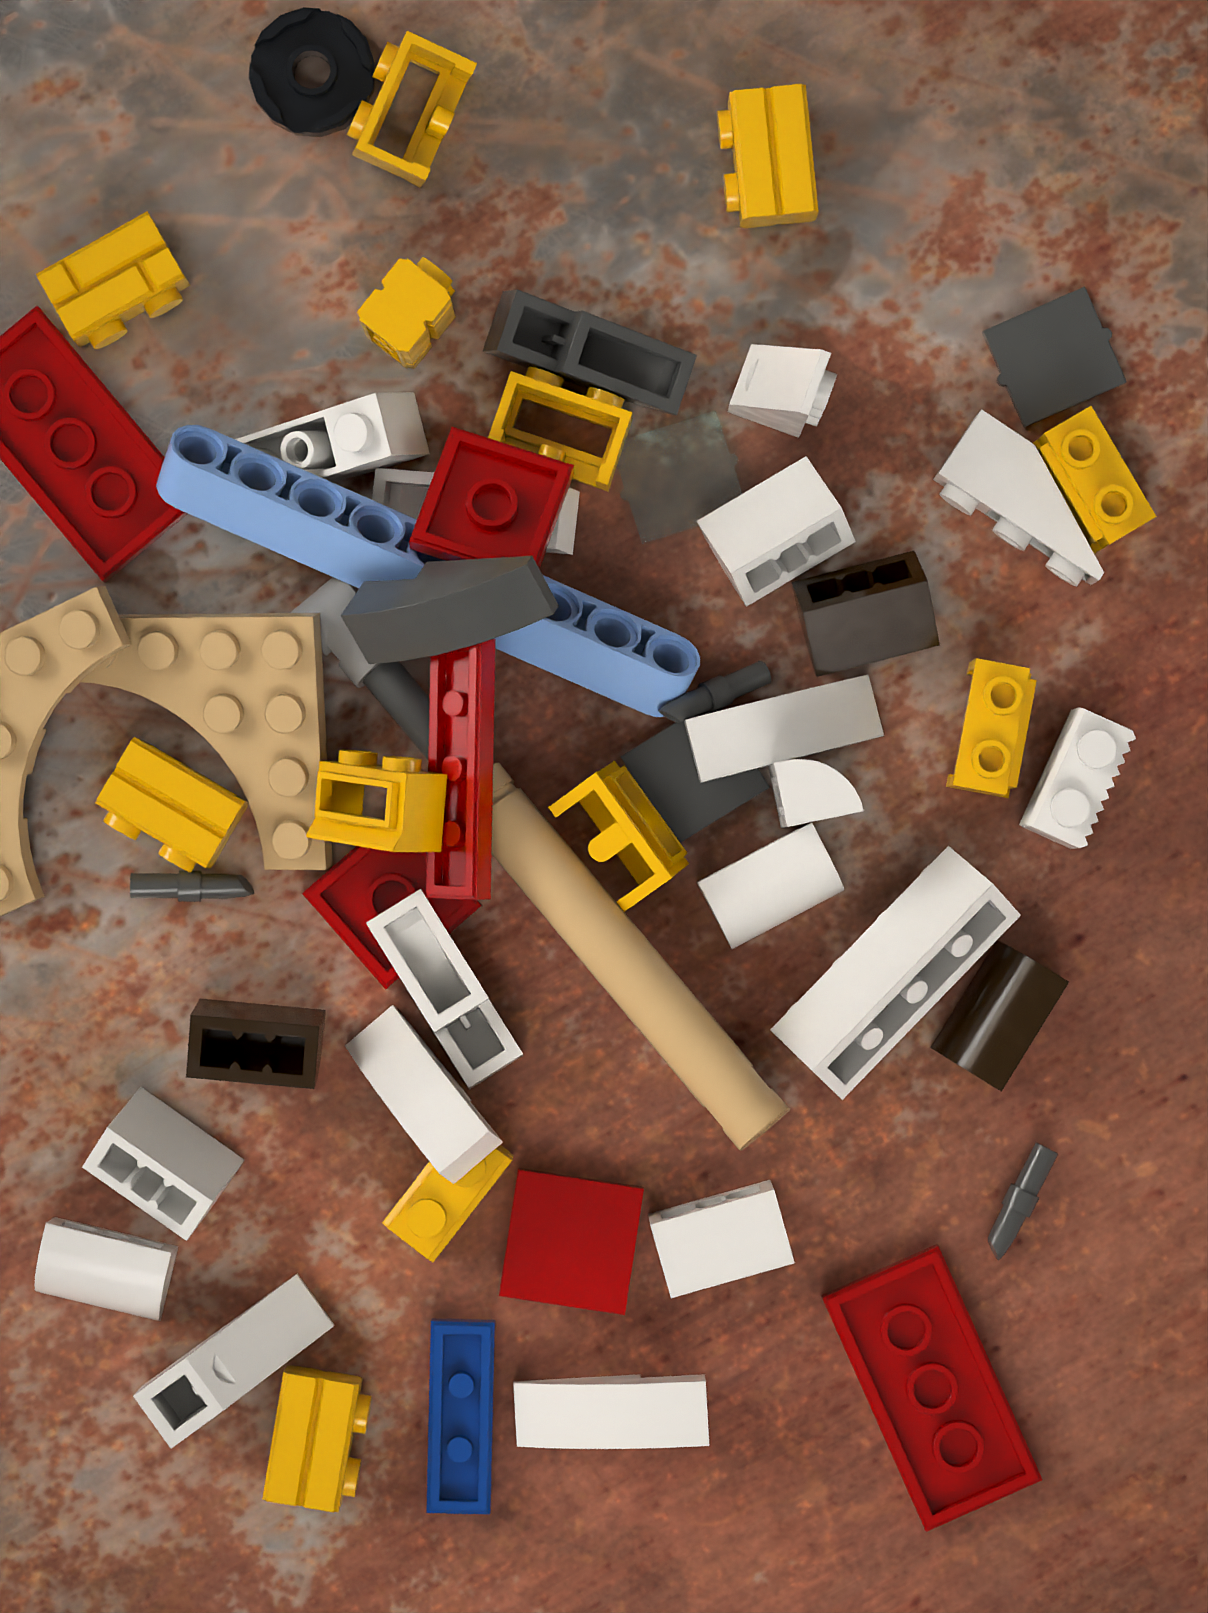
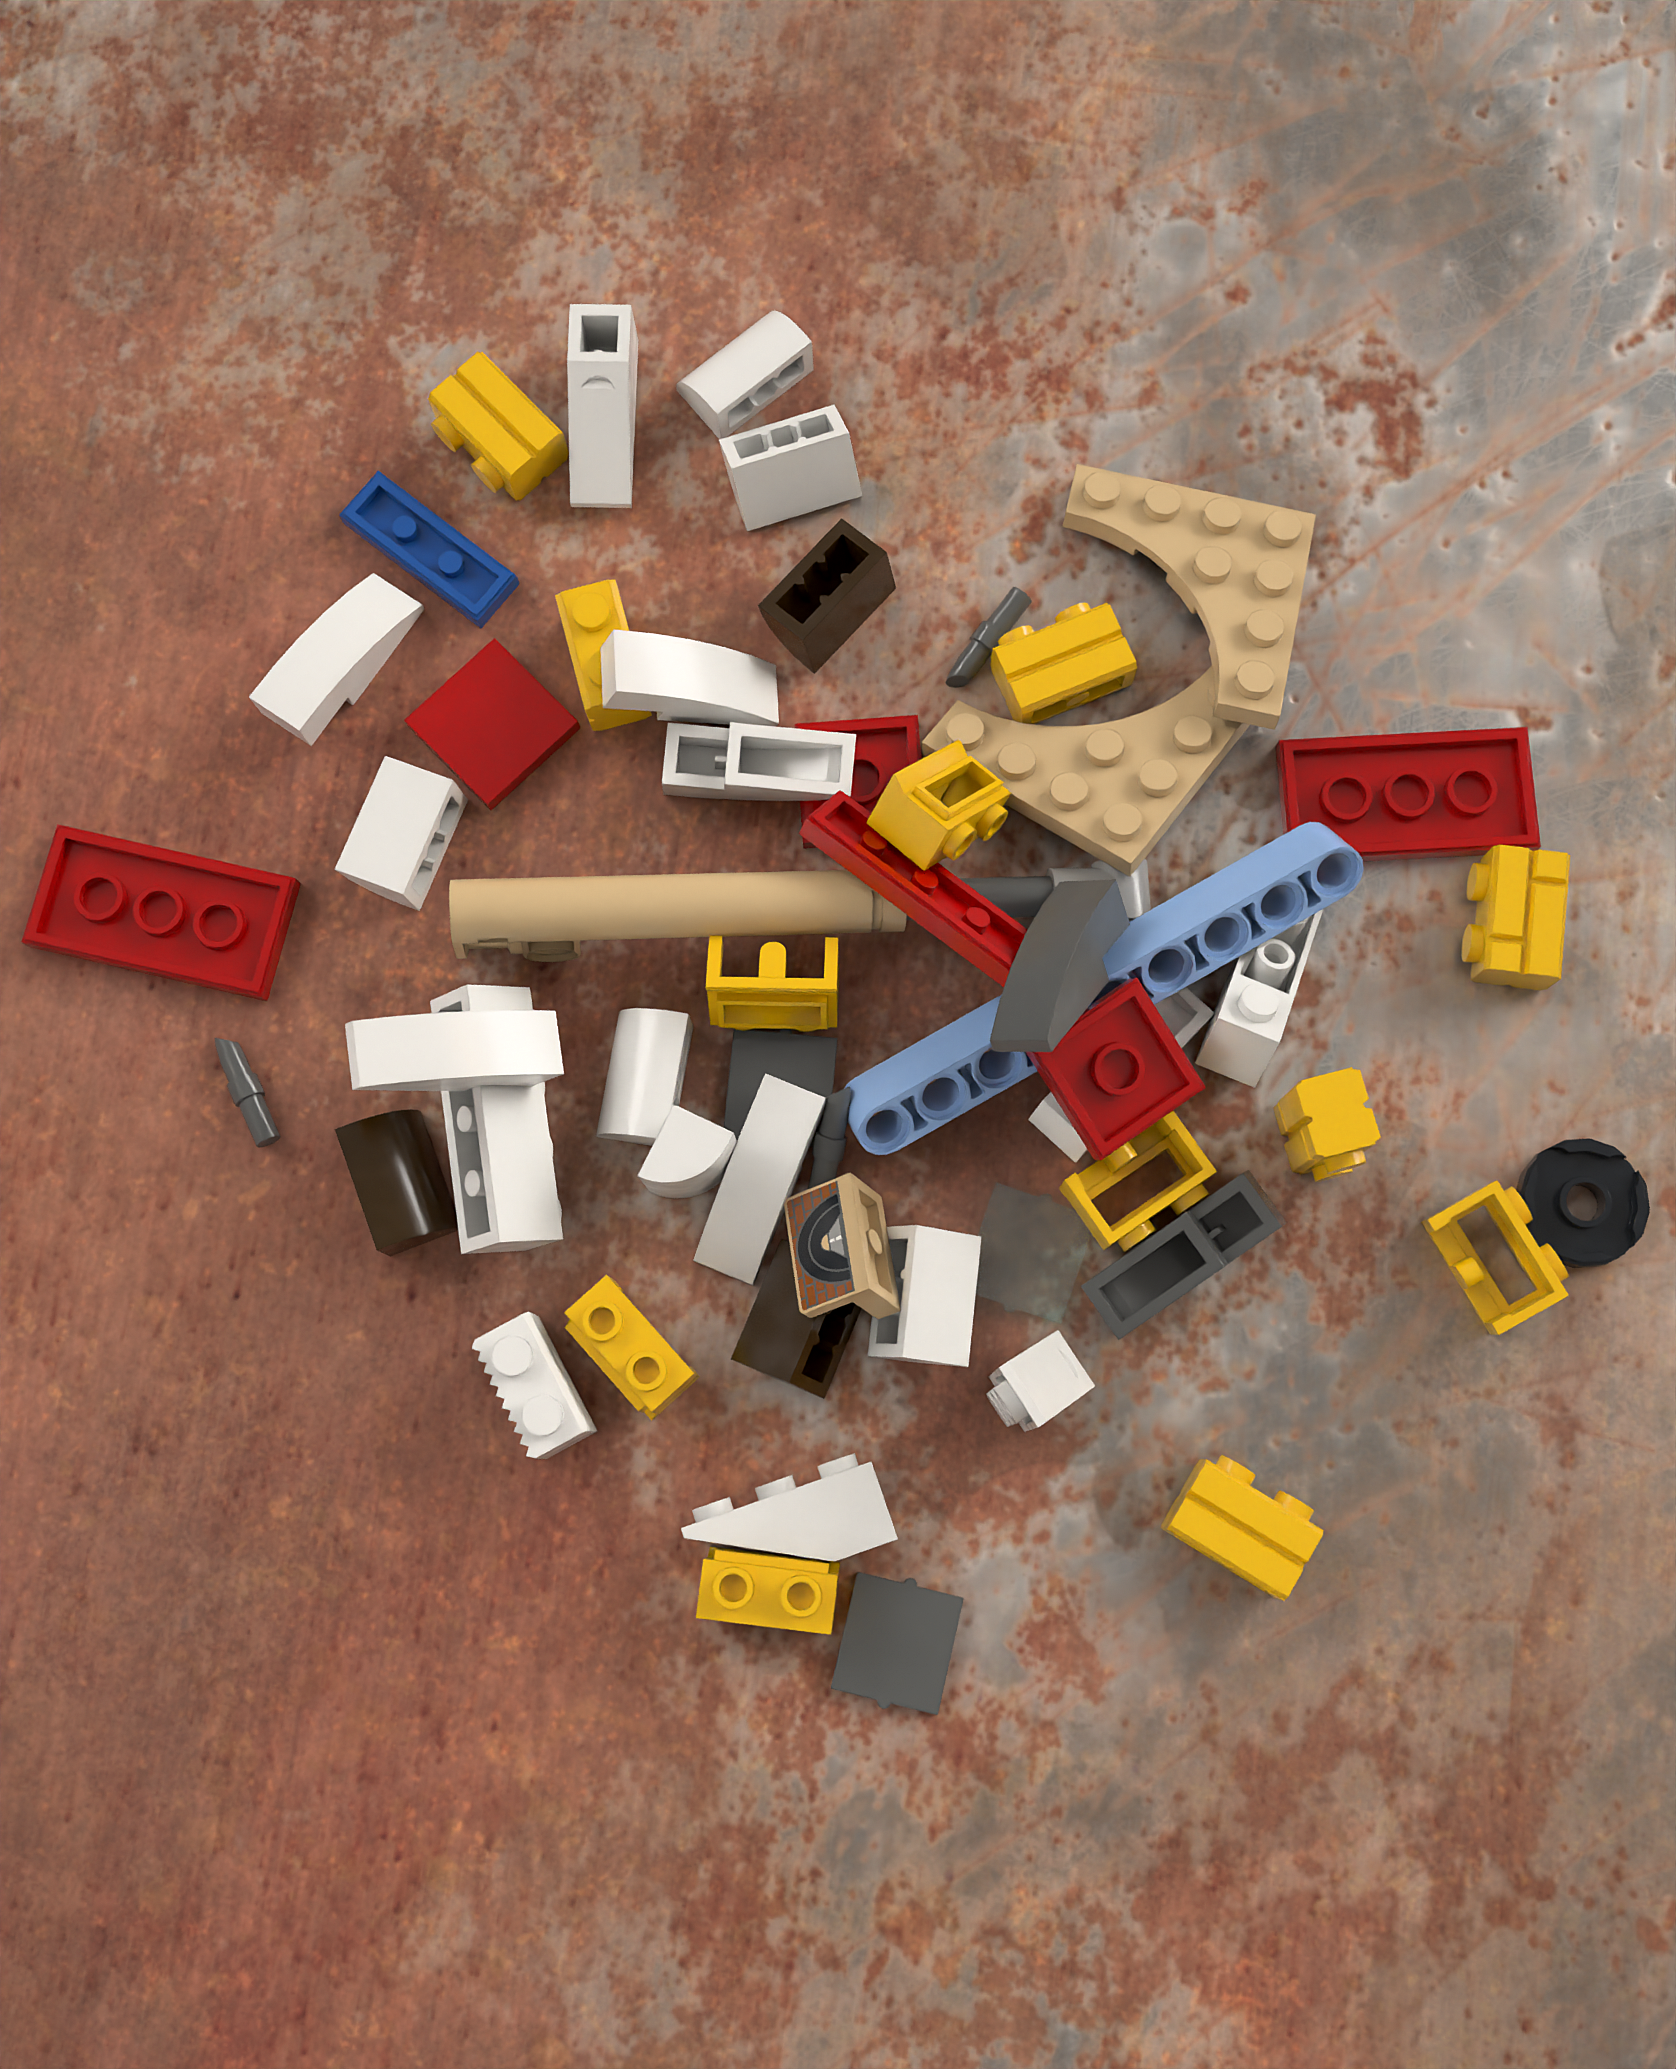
camera: 130 degrees right, 10 degrees down
(792, 620) = (841, 1249): none -> panel
(874, 1031) = (454, 1050): none -> white slope

